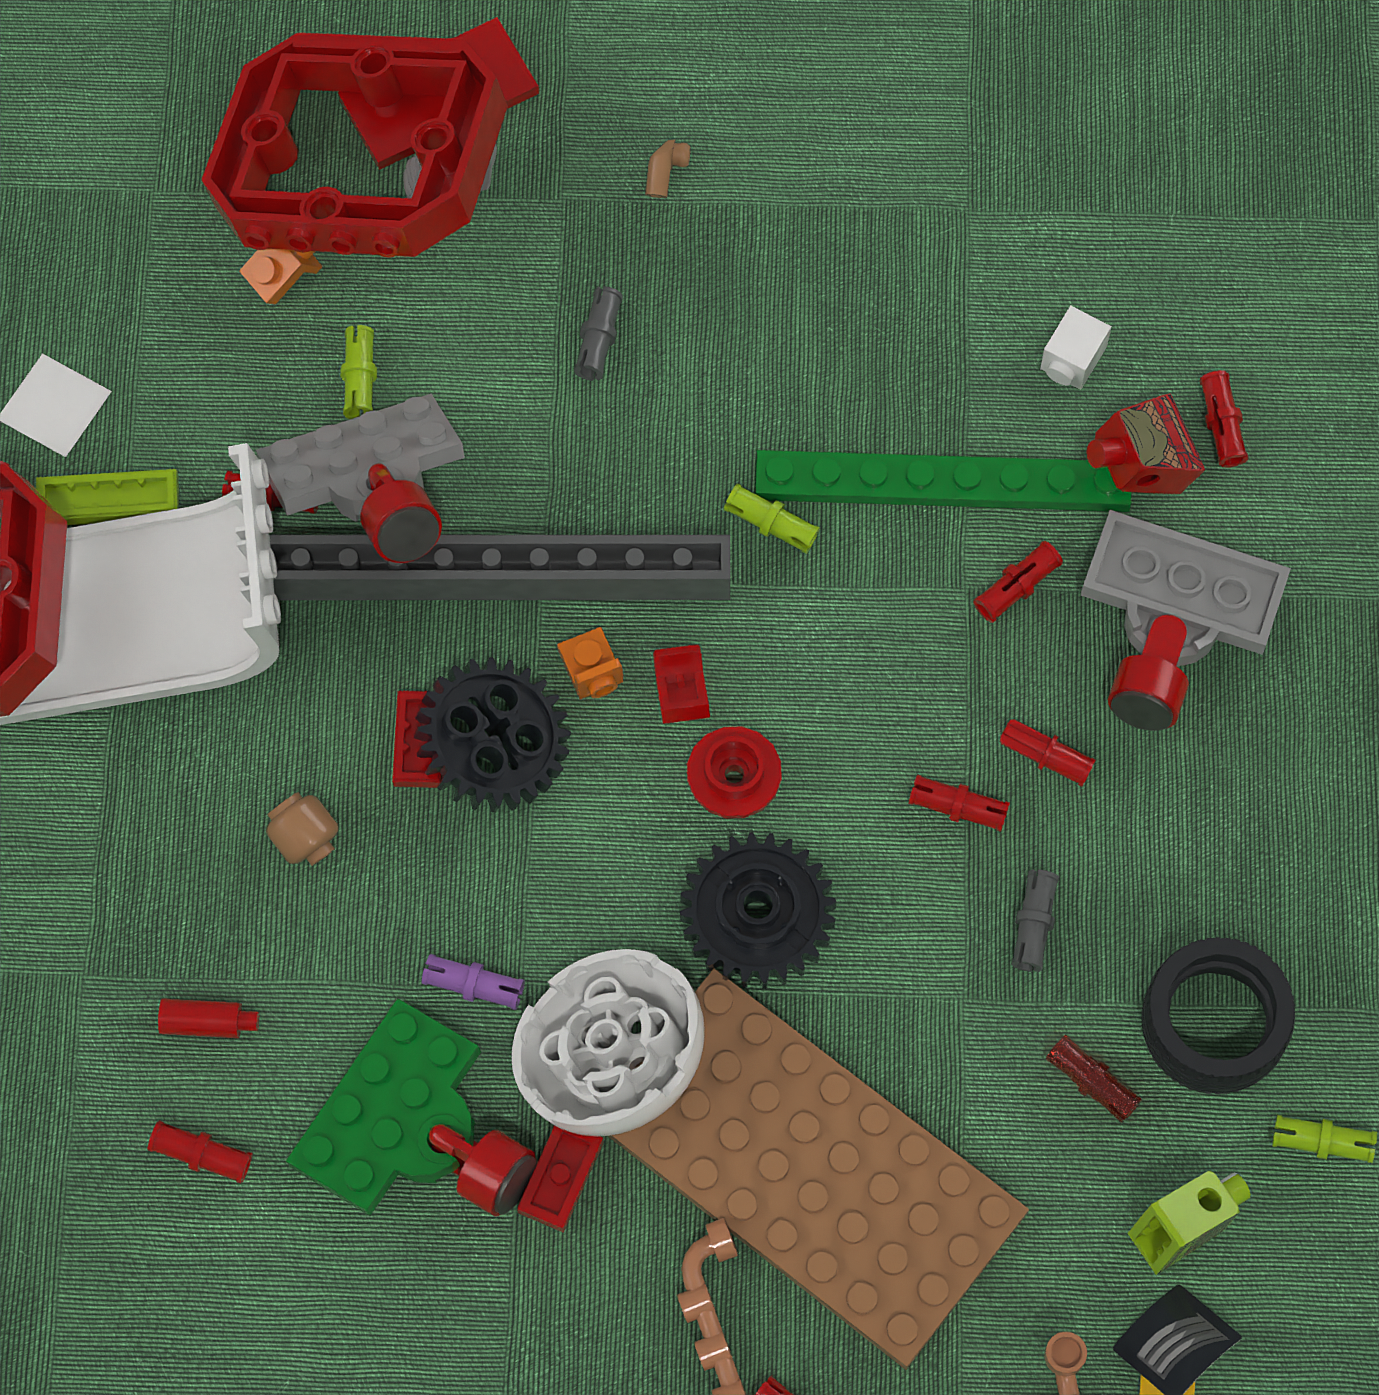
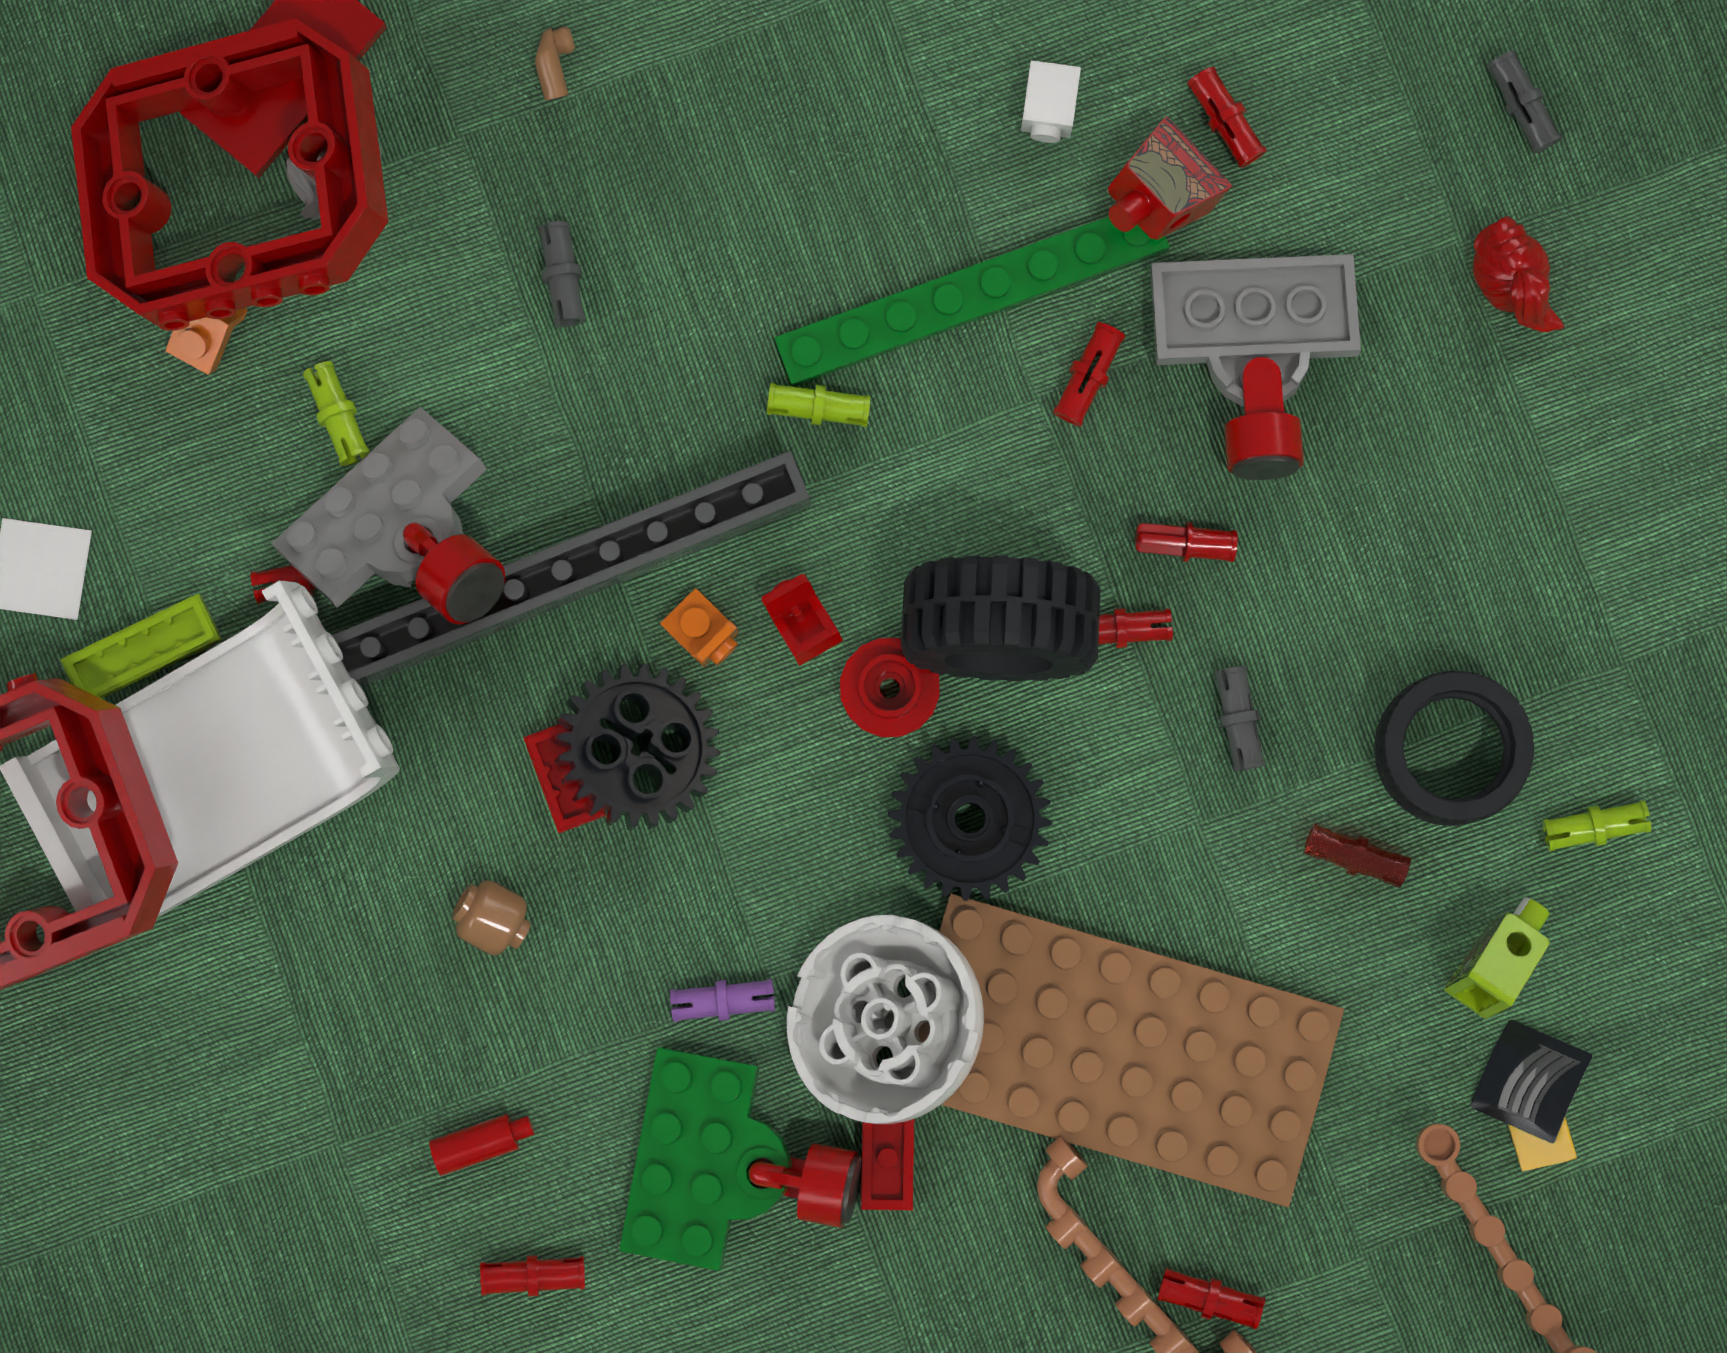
camera: 20 degrees left, 15 degrees up
(853, 735) = (1000, 618): none -> black tyre

